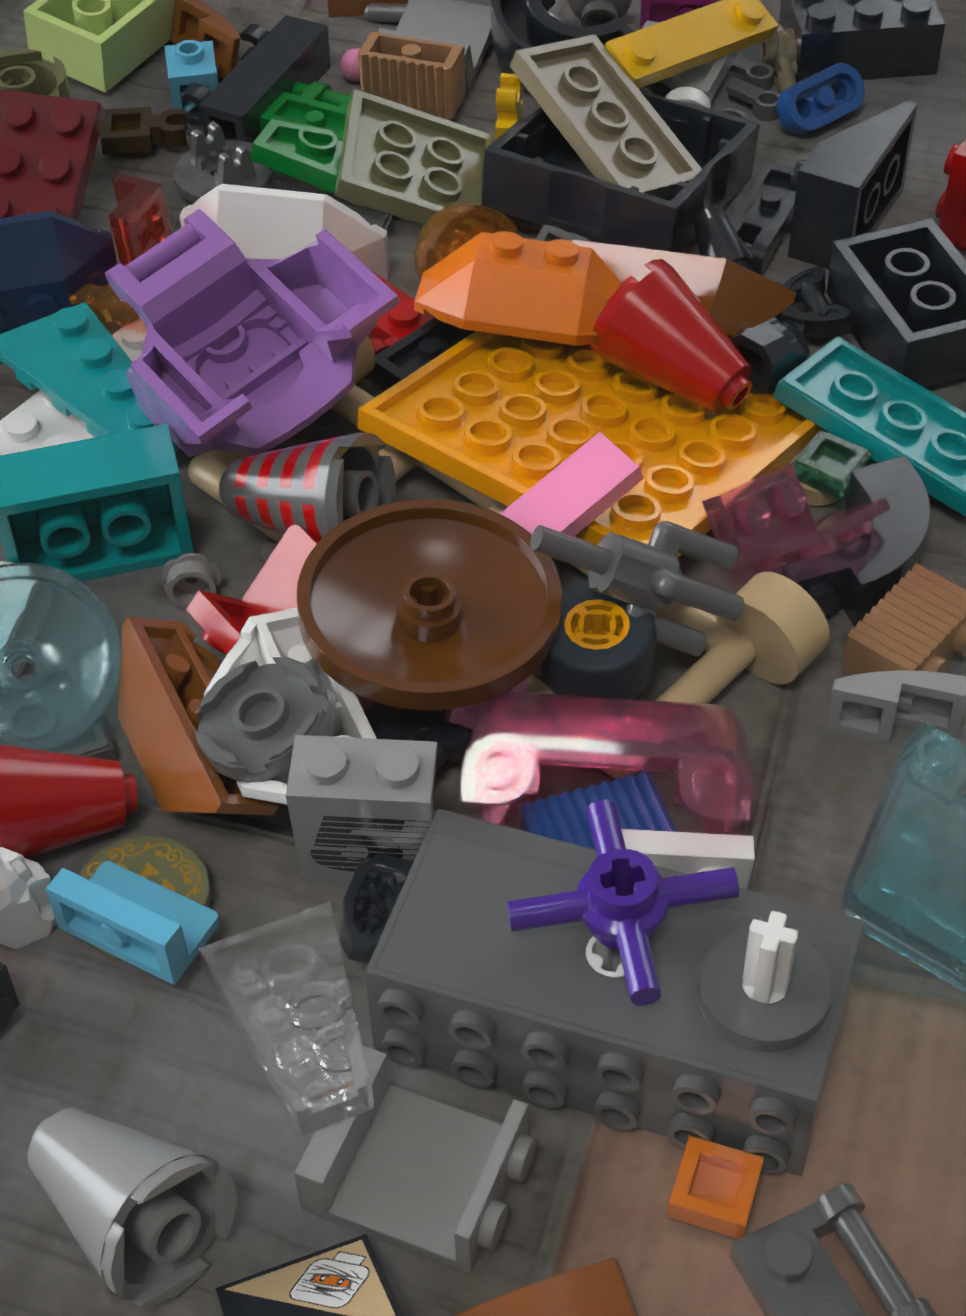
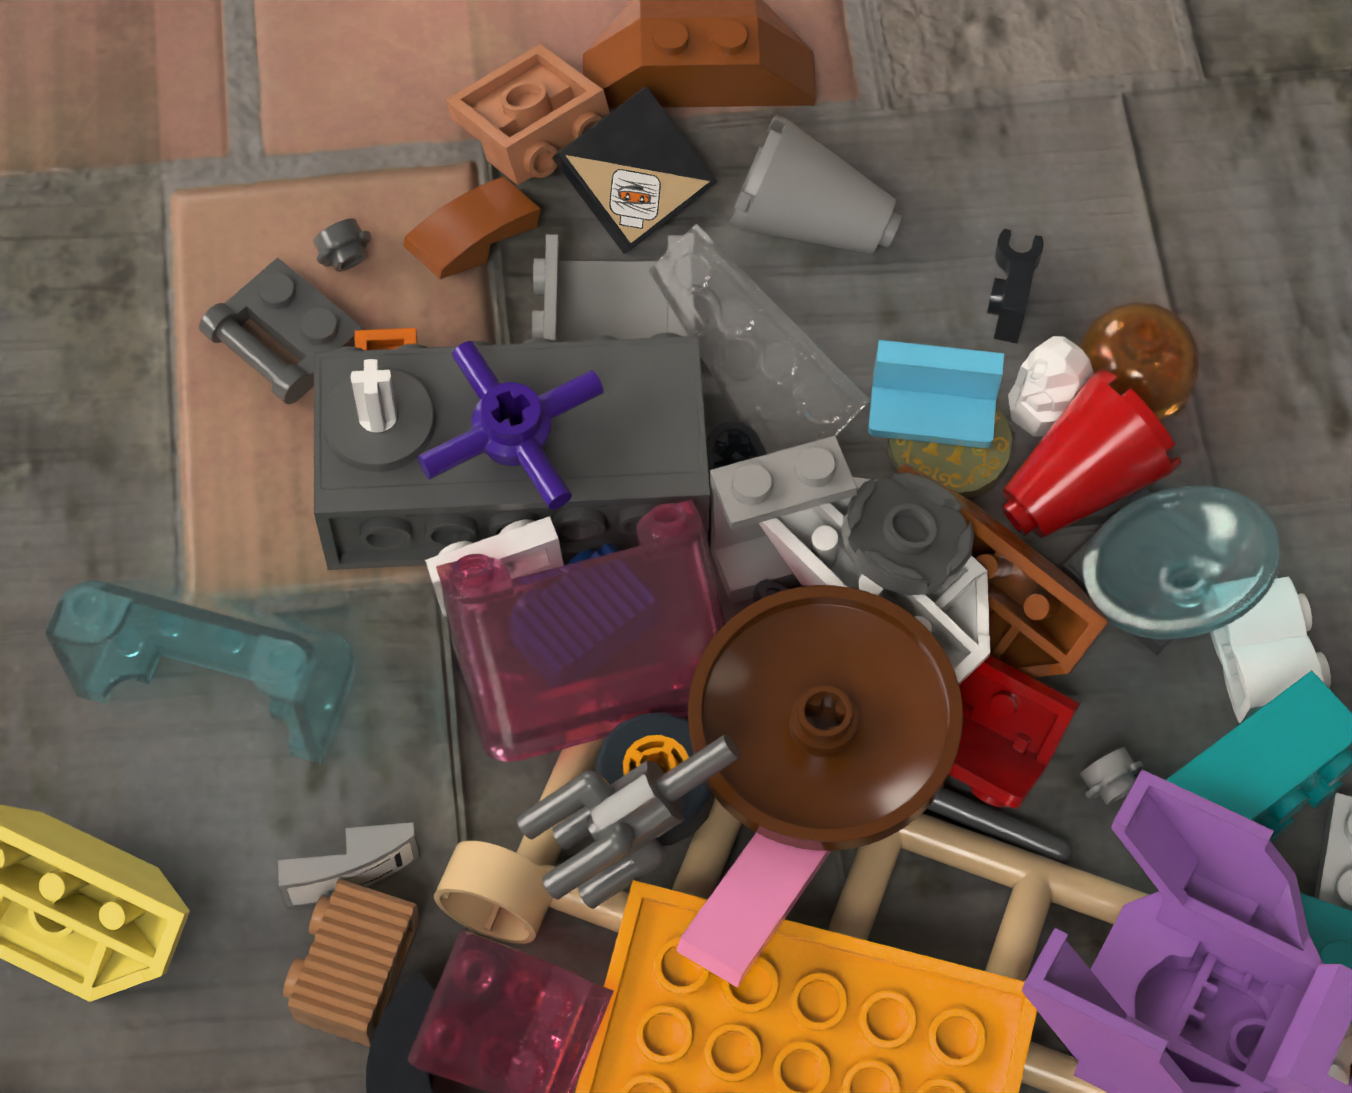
camera: 155 degrees right, 15 degrees up
(309, 484) = (1023, 853): dark grey cone -> none

